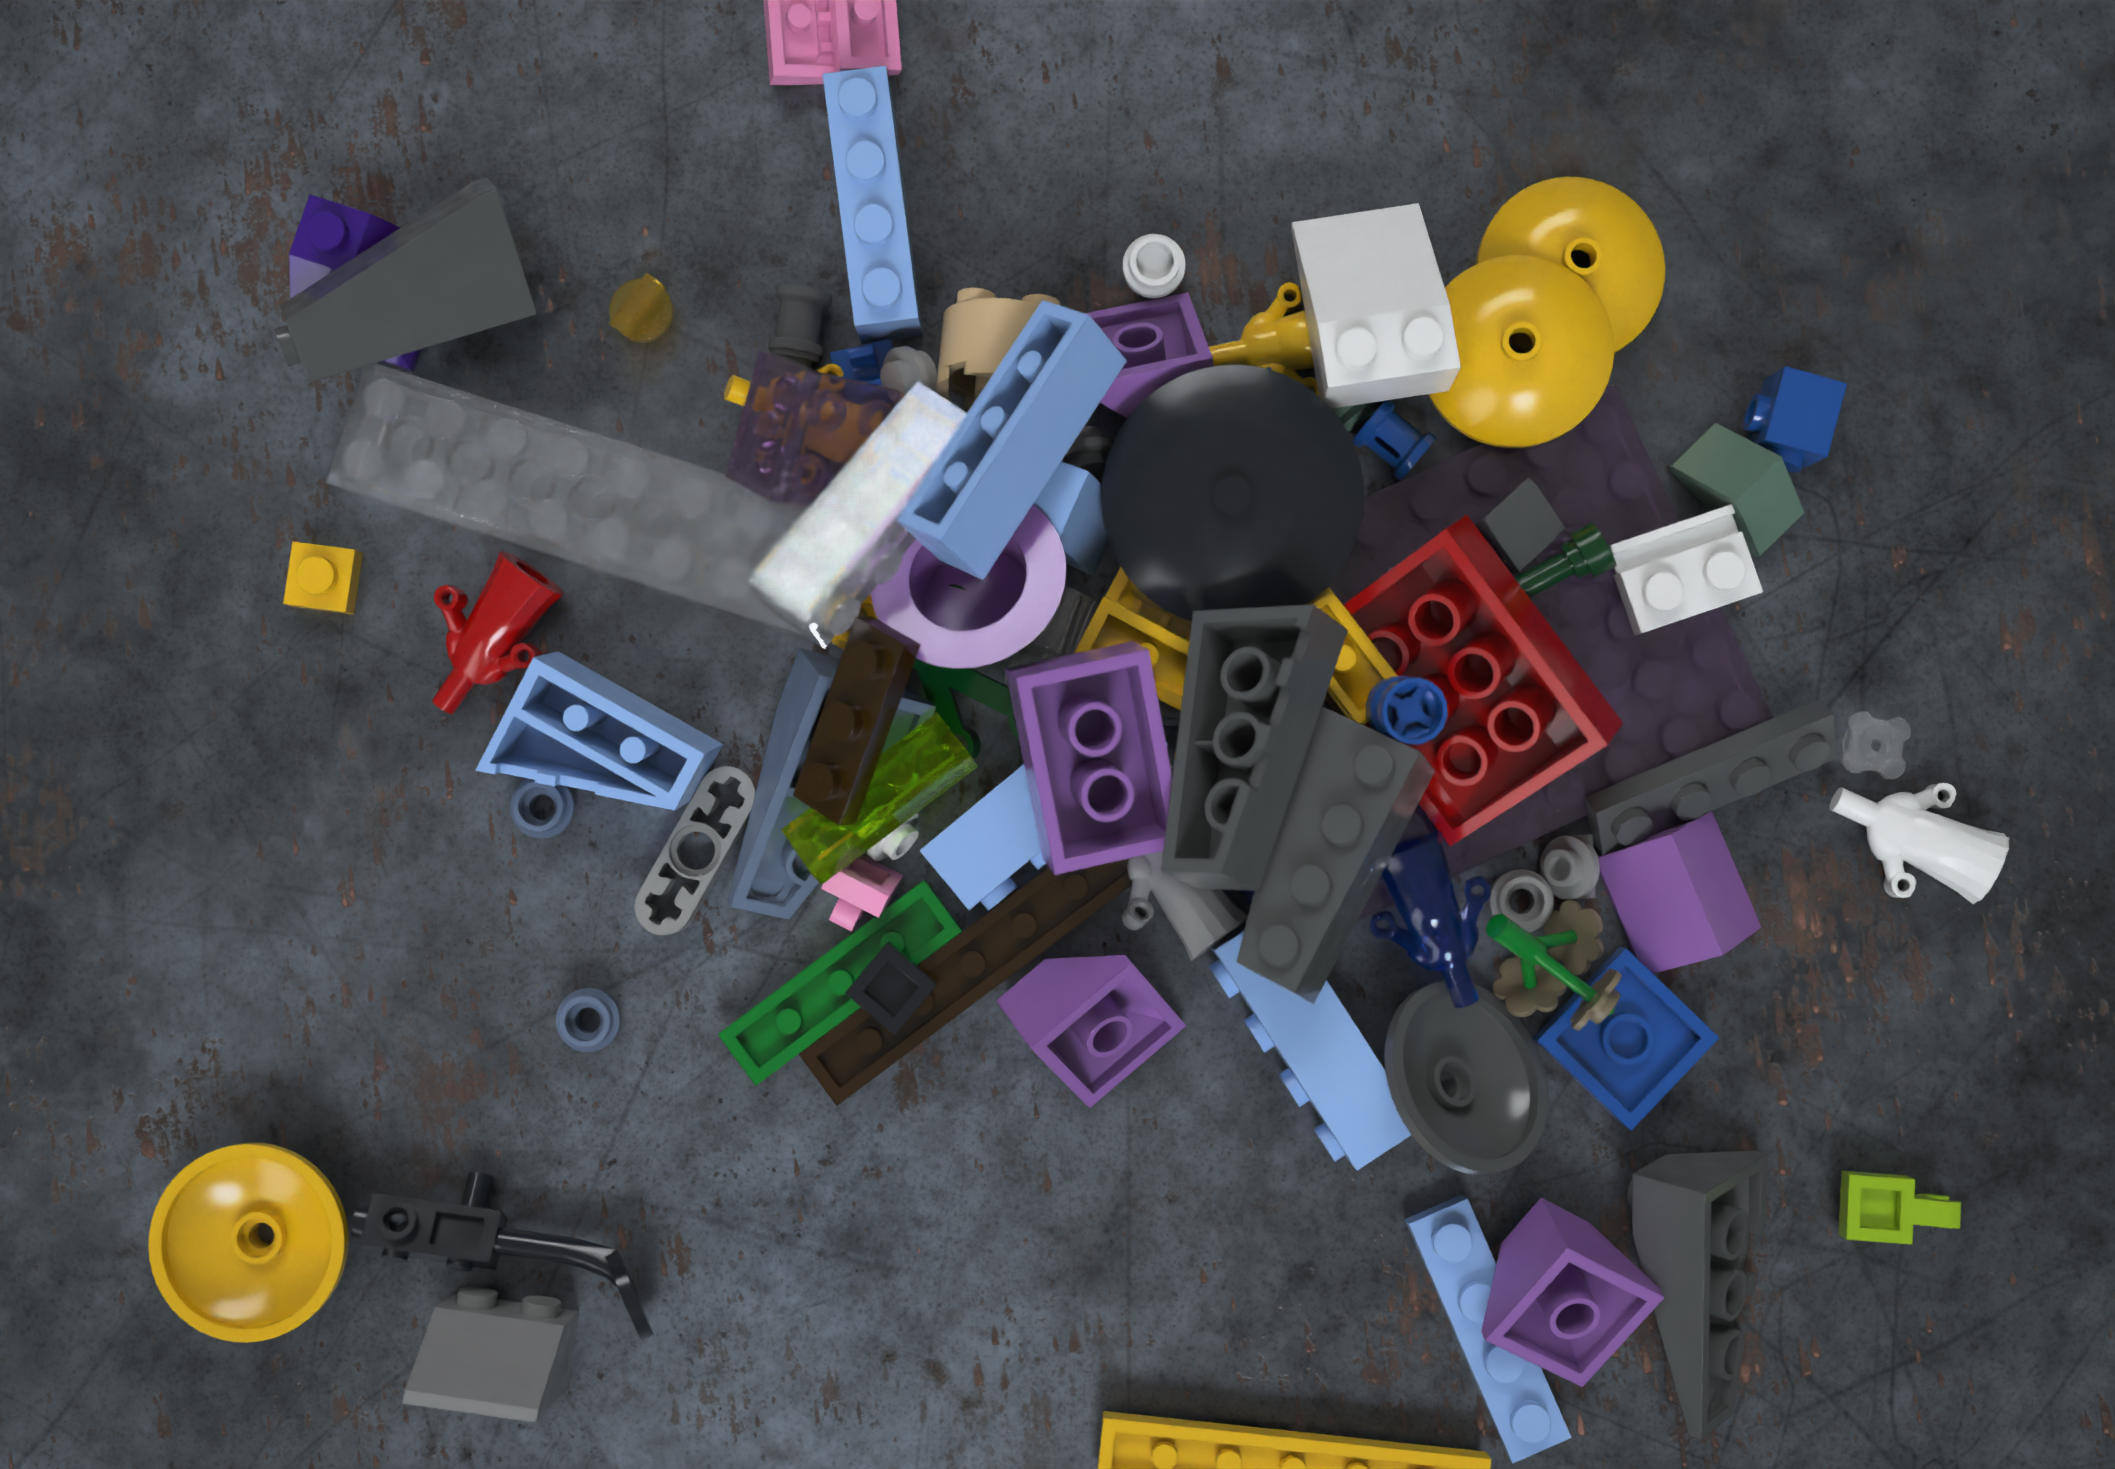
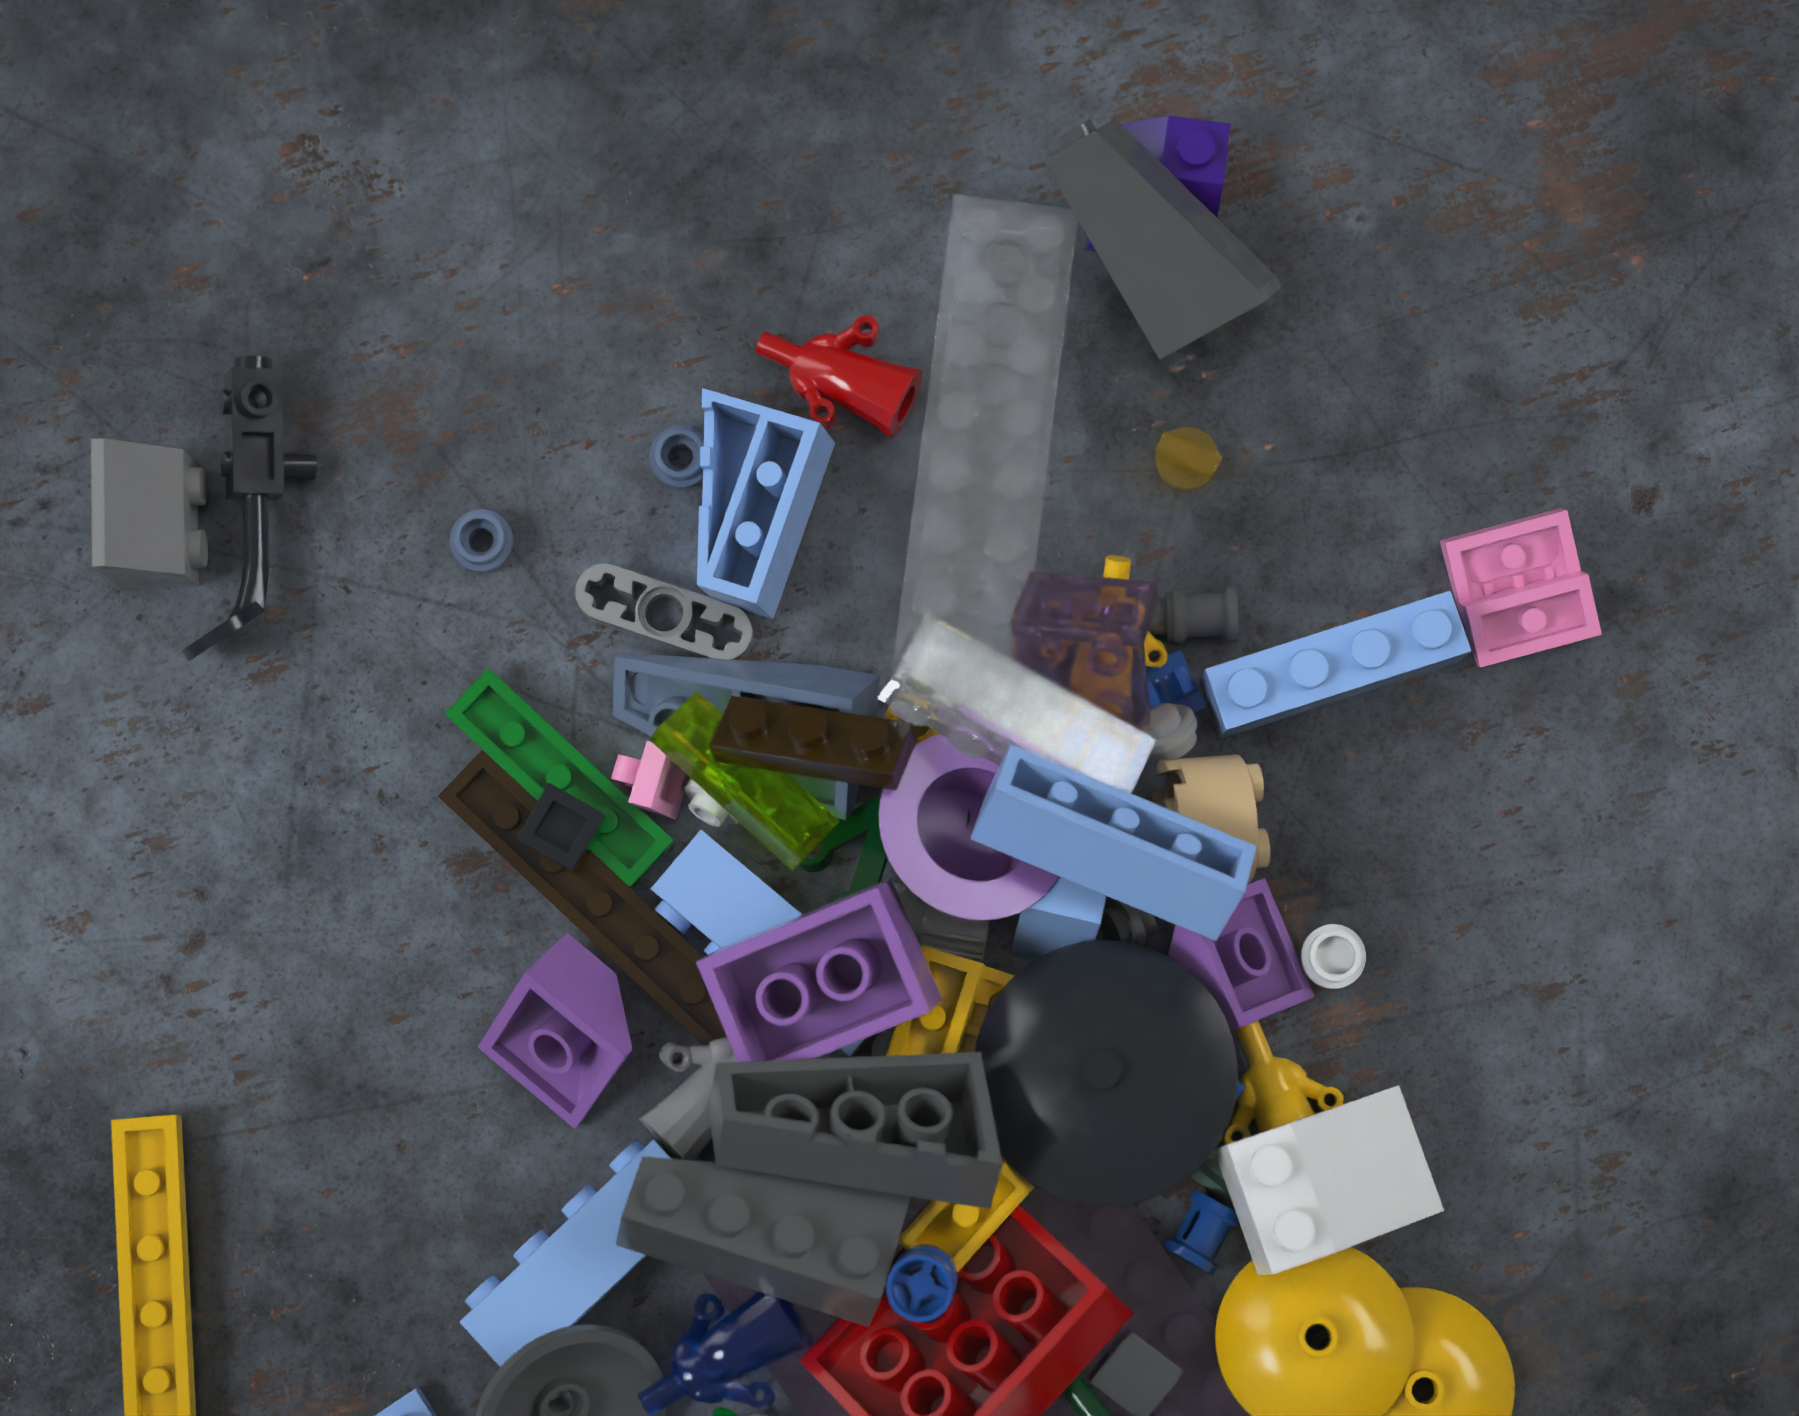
camera: 80 degrees right, 5 degrees down
(210, 1249) = (193, 233): yellow dish -> none
(323, 578) = (865, 205): yellow plate -> none

